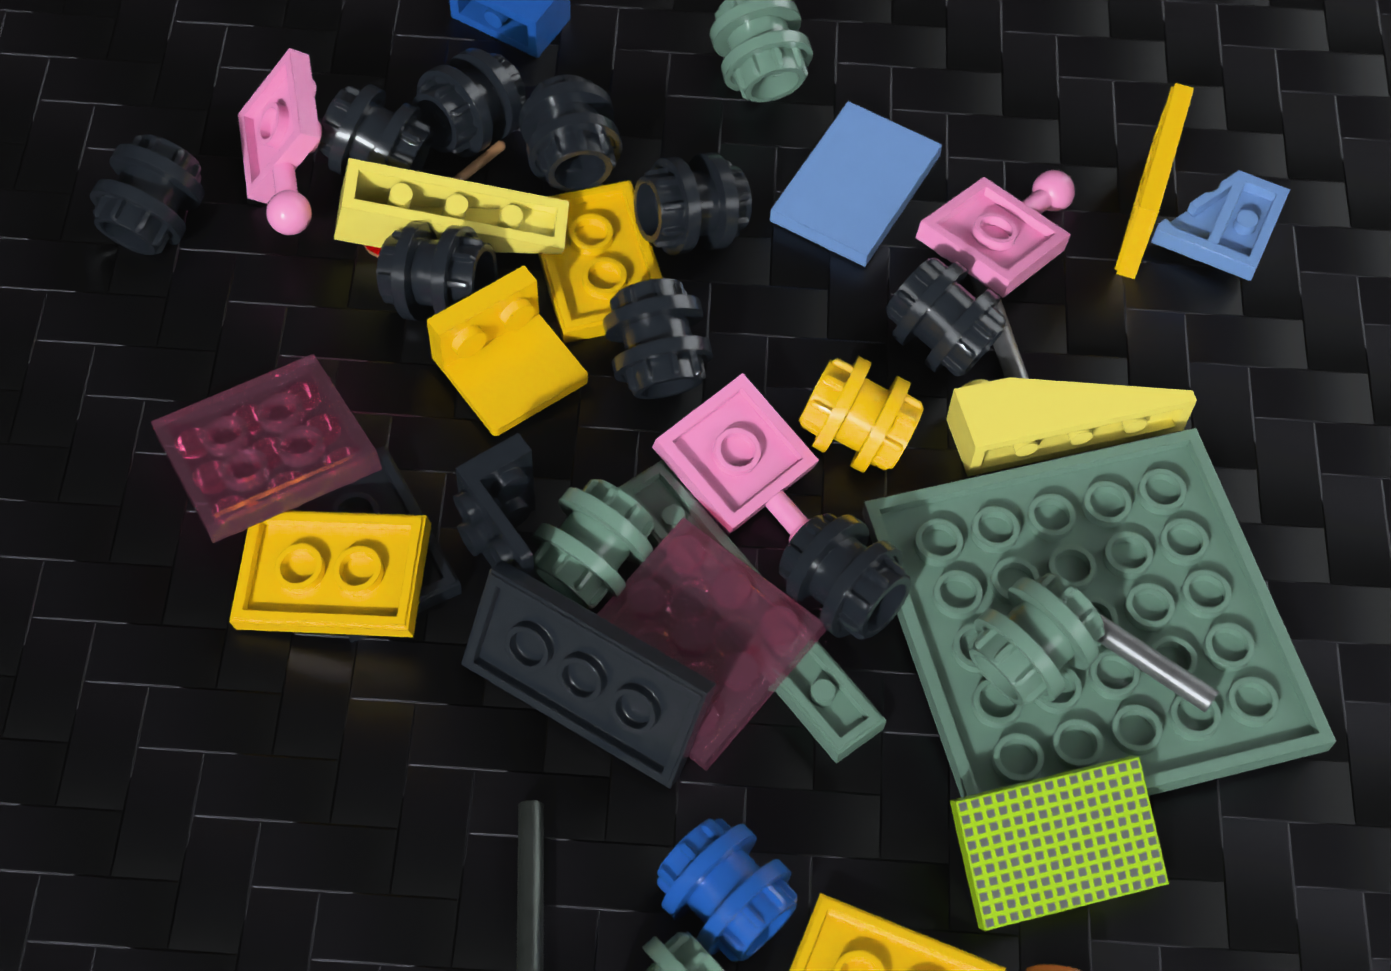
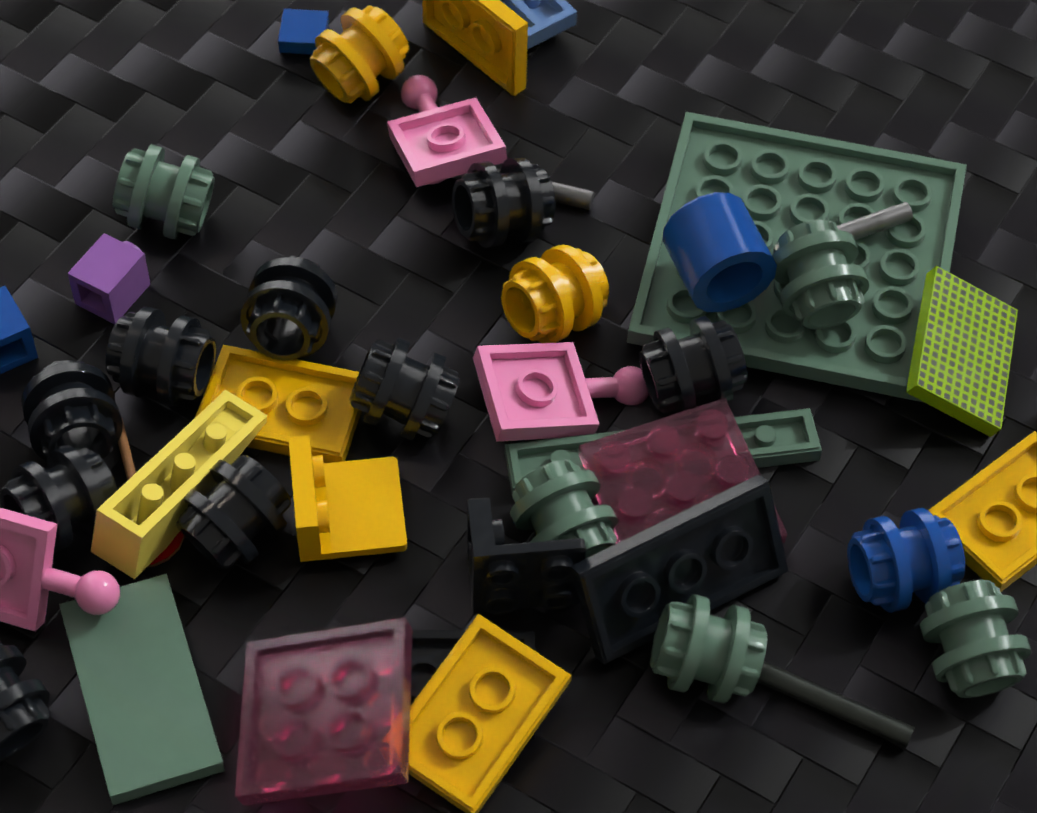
camera: 60 degrees left, 5 degrees down
(230, 306) = (142, 692): none -> sand green tile
(510, 742) = (708, 648): none -> sand green piece
(644, 58) = (109, 278): none -> medium lavender brick
(855, 183) = (329, 204): medium blue tile -> none
(994, 527) = (718, 252): none -> blue piece
(1039, 420) = (620, 193): light yellow slope -> none
(1044, 111) = (353, 60): none -> yellow piece
(1053, 60) = (300, 29): none -> blue tile

